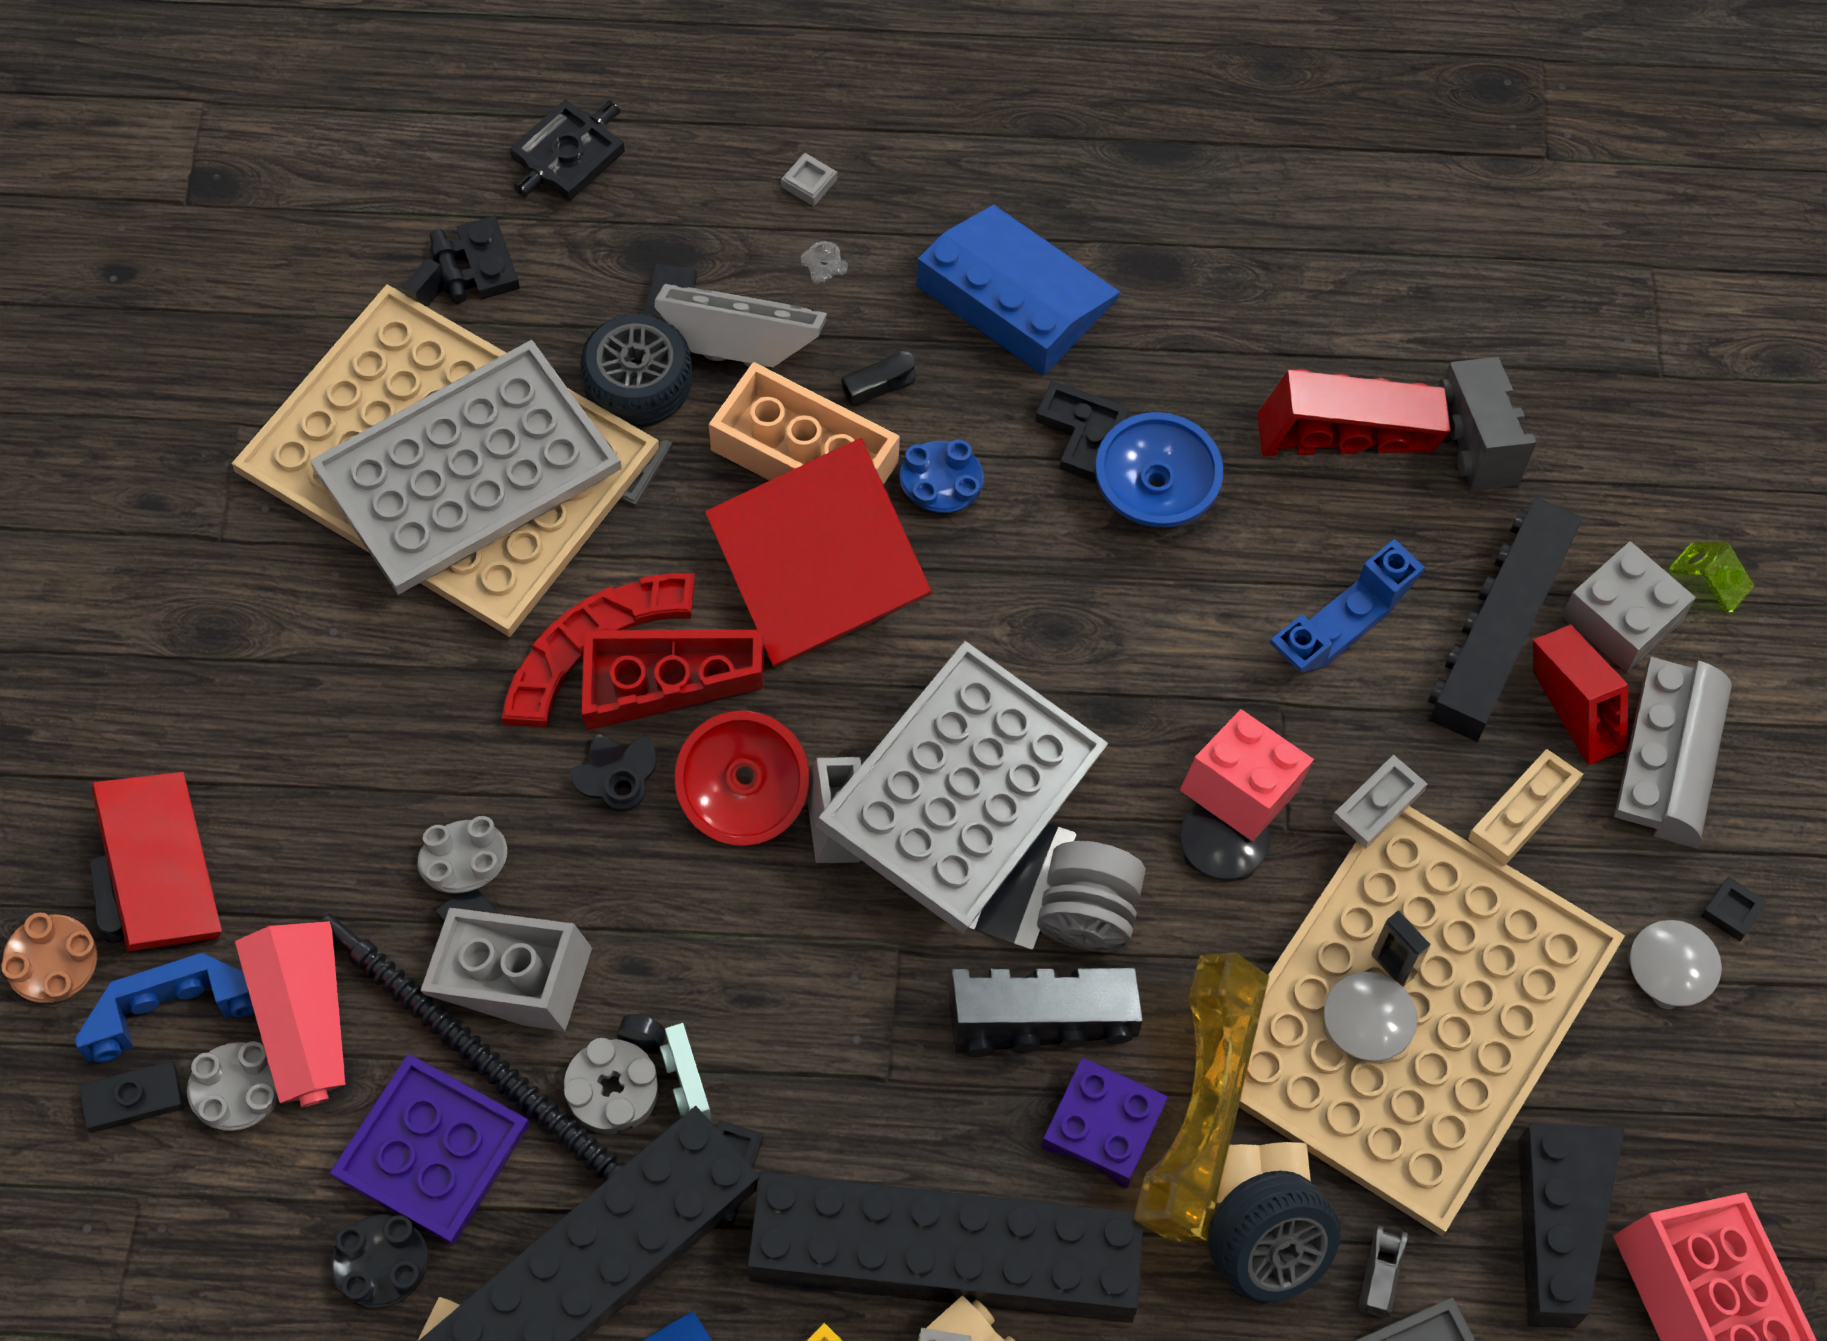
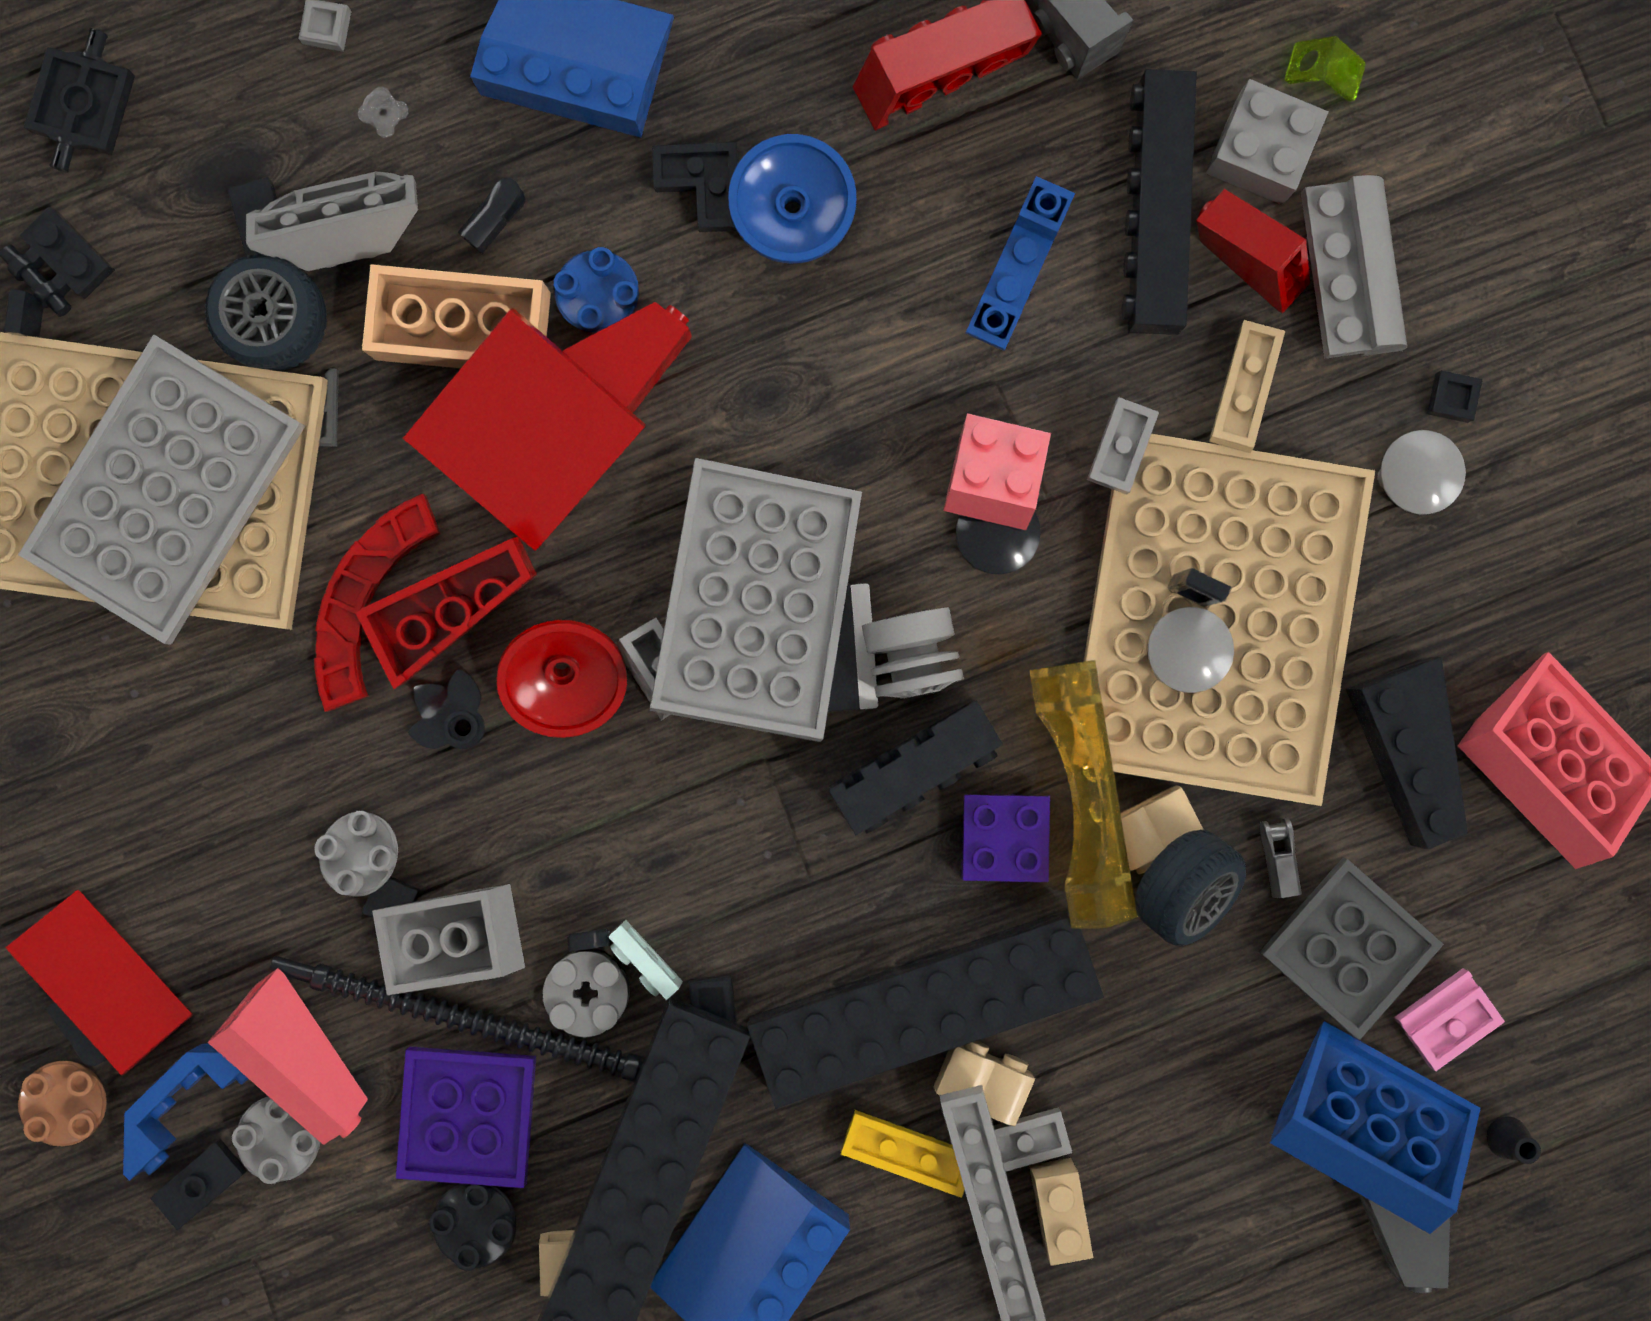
camera: 20 degrees left, 25 degrees up
(955, 535) = (633, 352): none -> red slope

